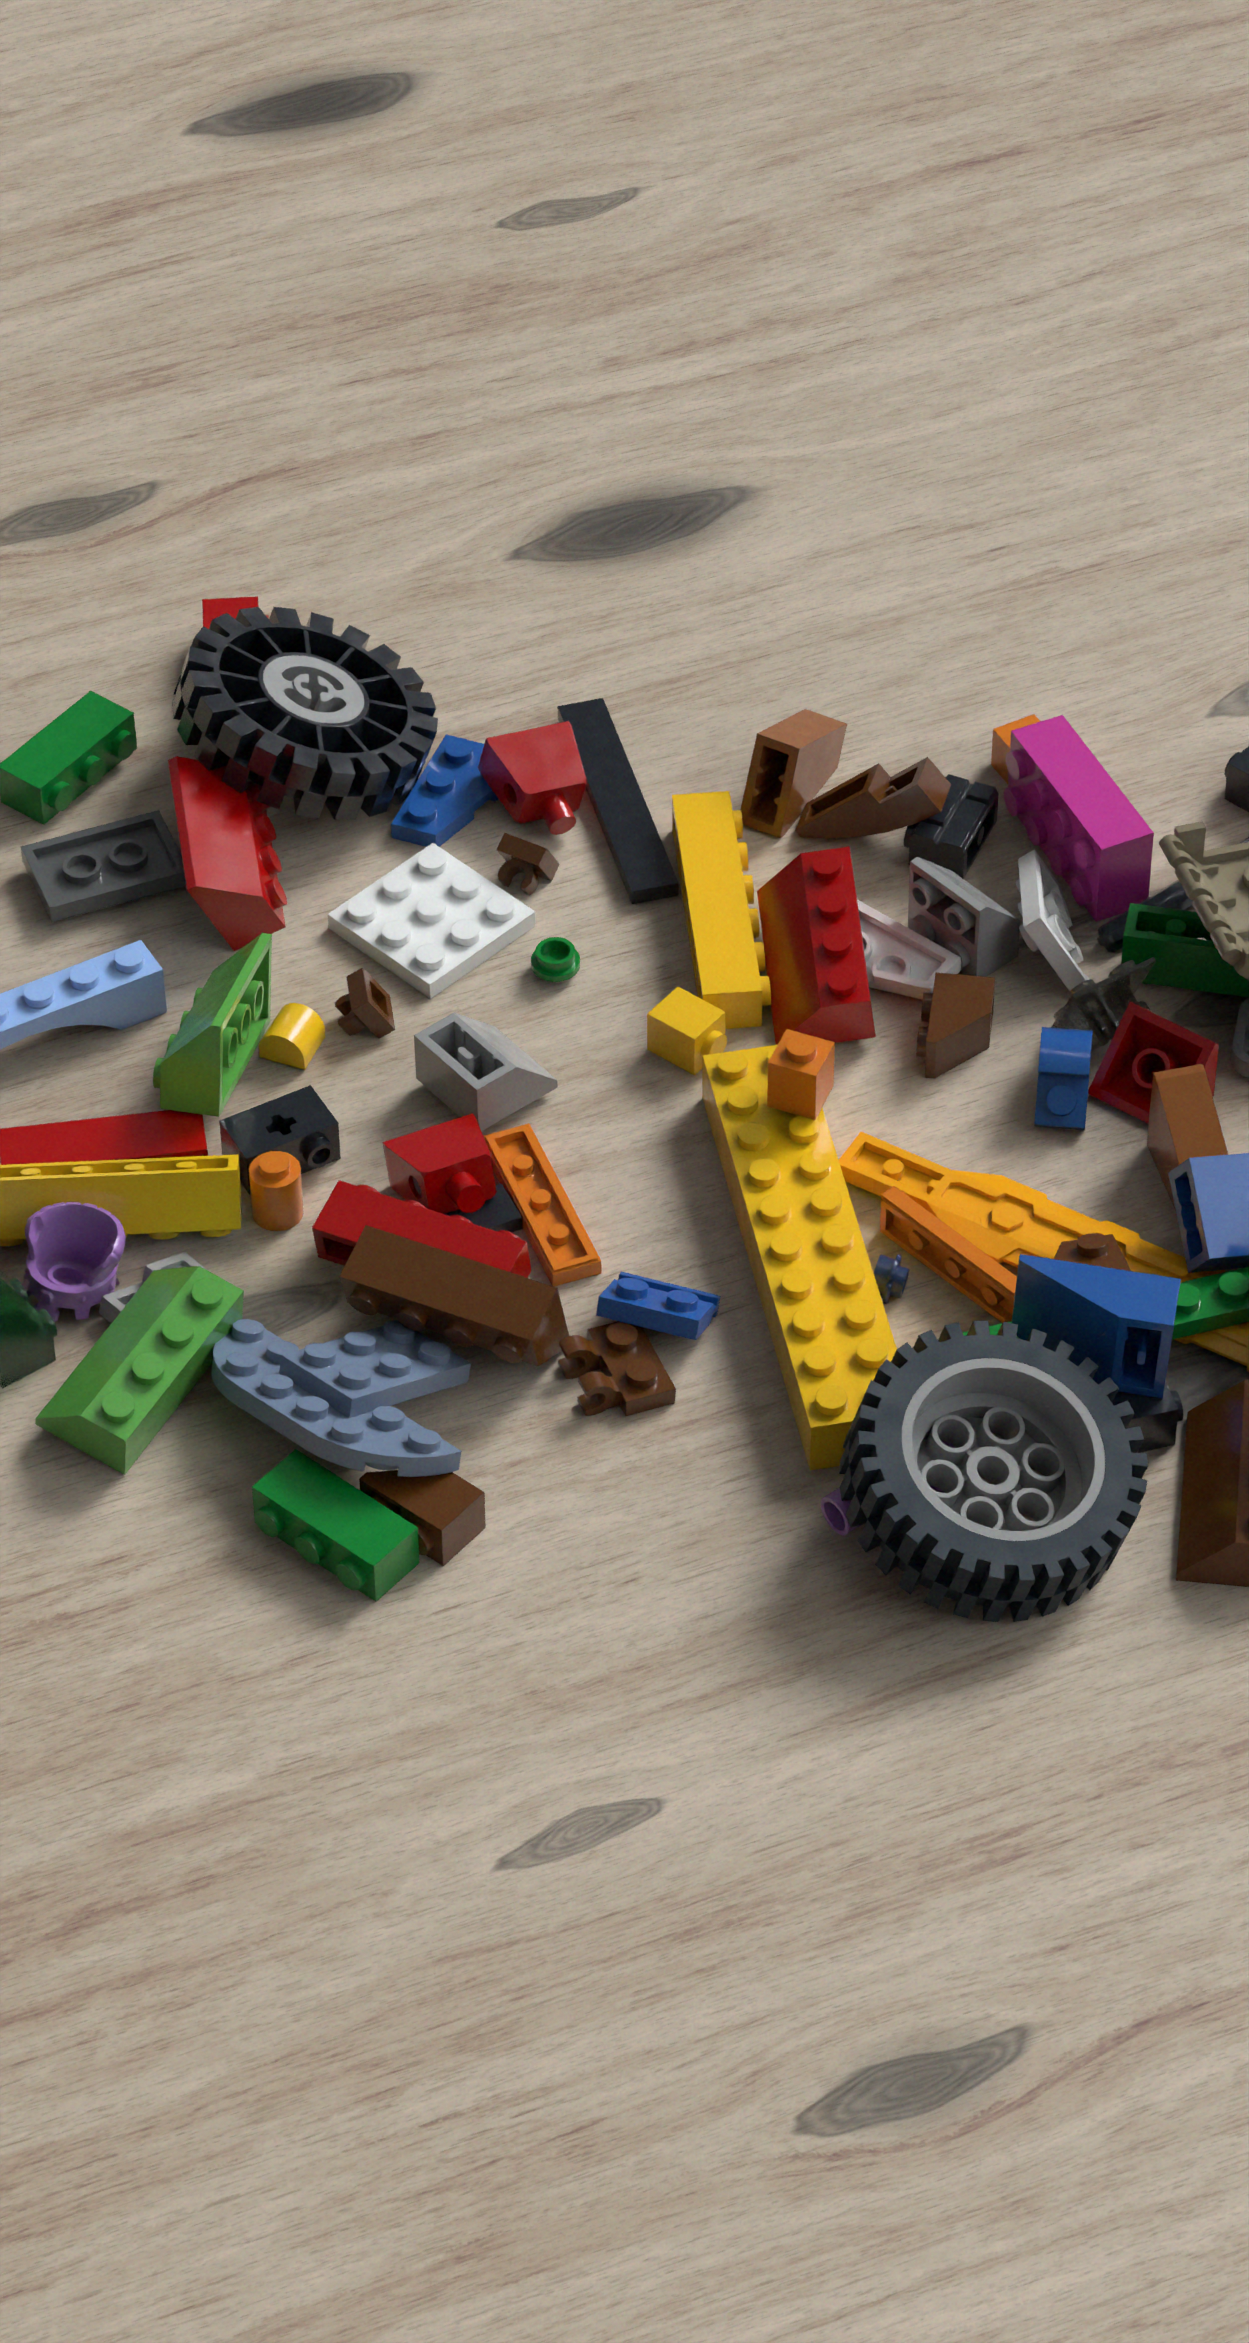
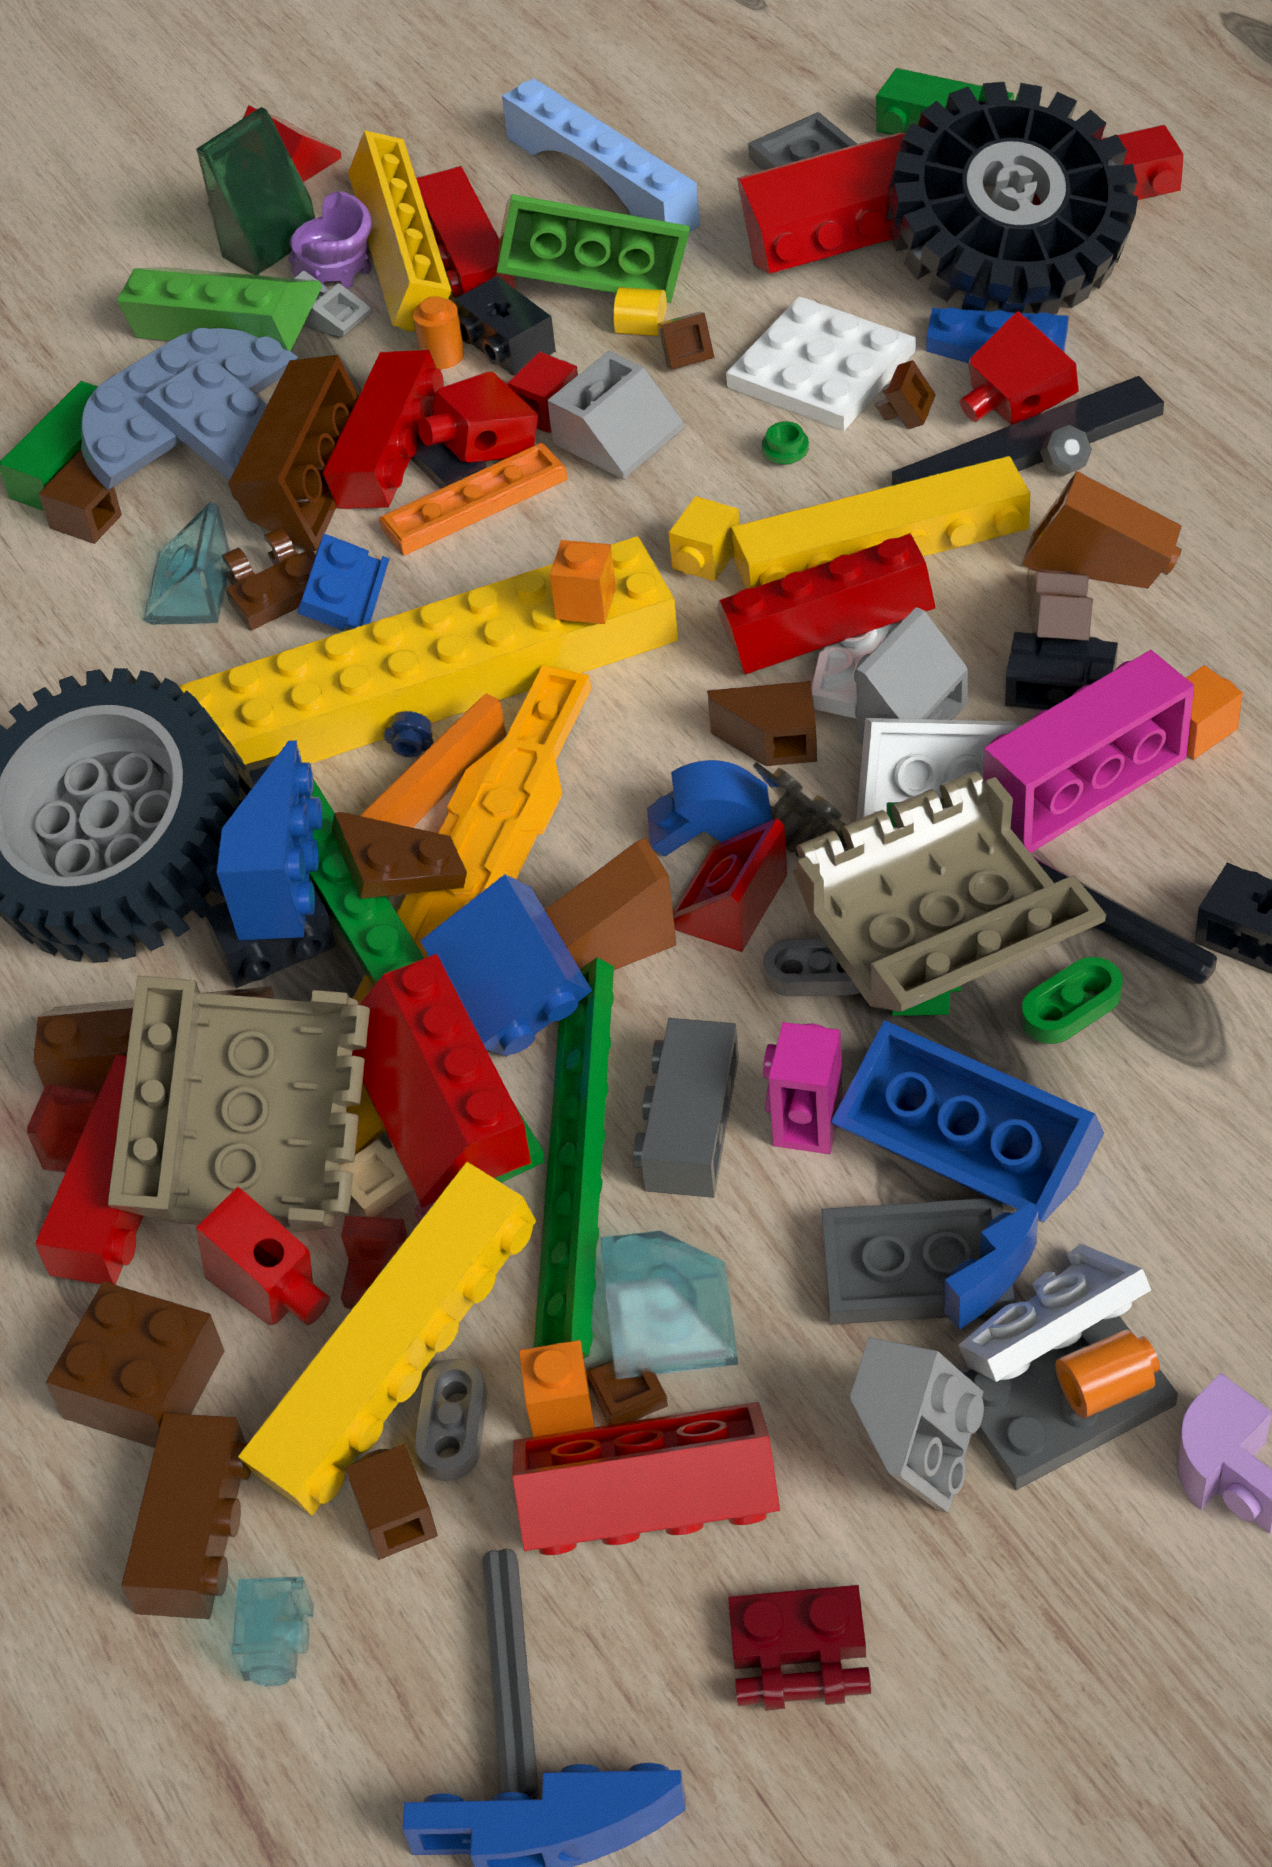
camera: 85 degrees right, 5 degrees up
(404, 1110) = (540, 381): none -> red brick
(593, 1423) = (190, 573): none -> clear light blue slope
(650, 771) = (1065, 450): none -> dark grey tile

